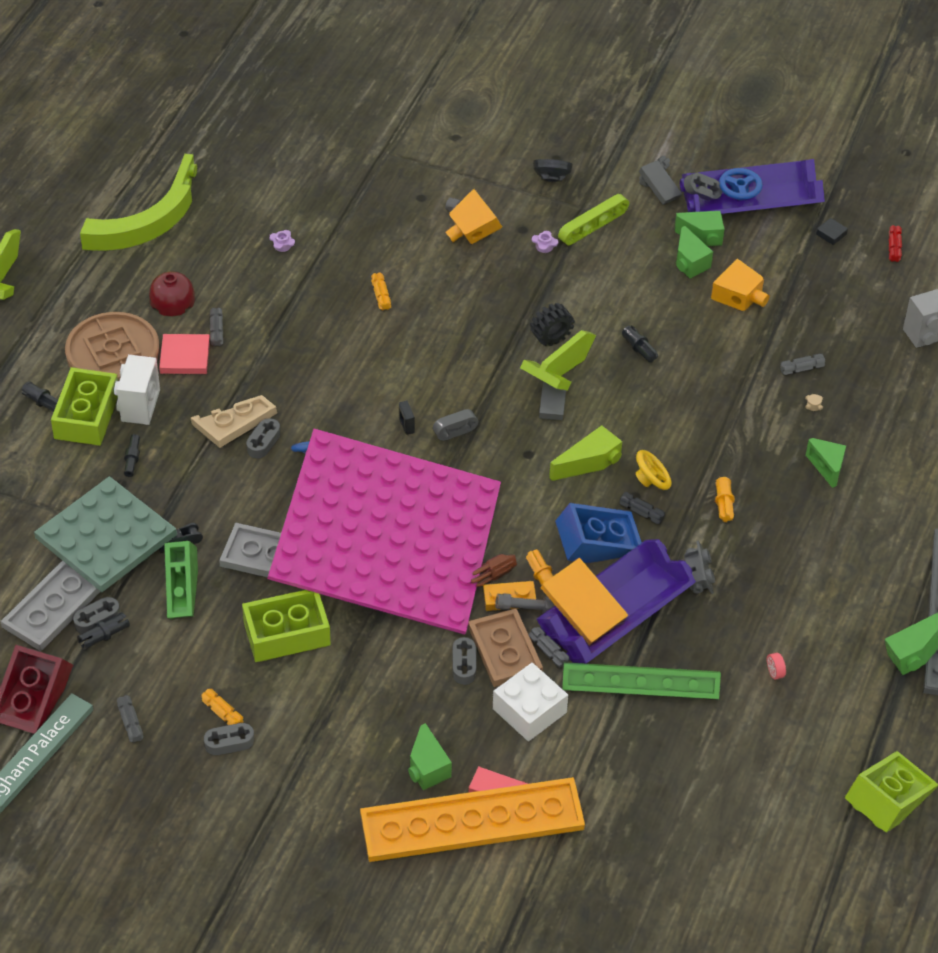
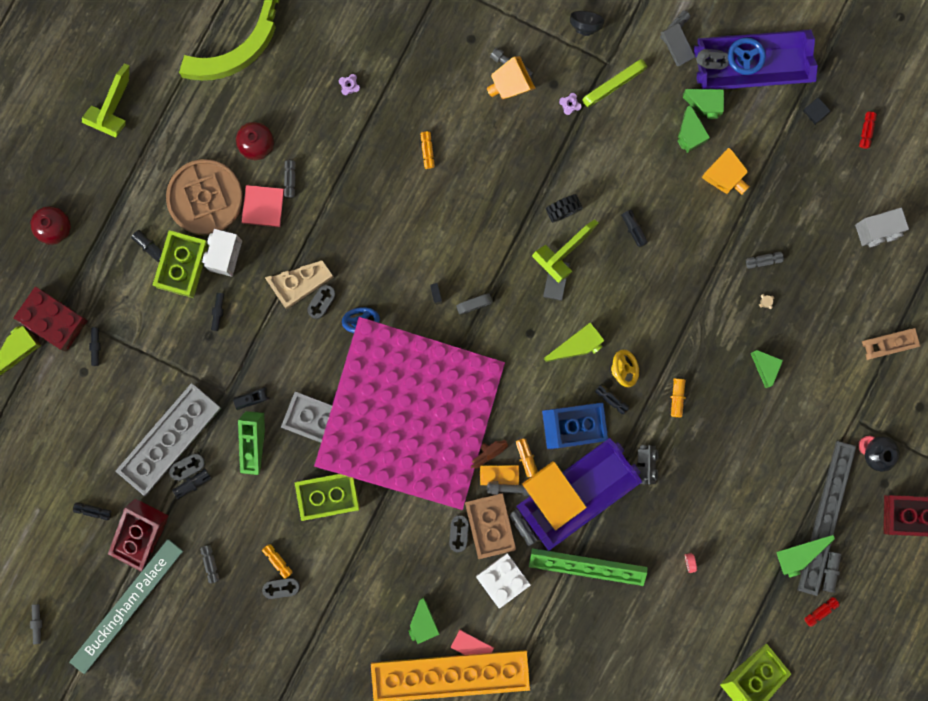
camera: 10 degrees right, 35 degrees up
(105, 533) = (194, 396): sand green plate -> none

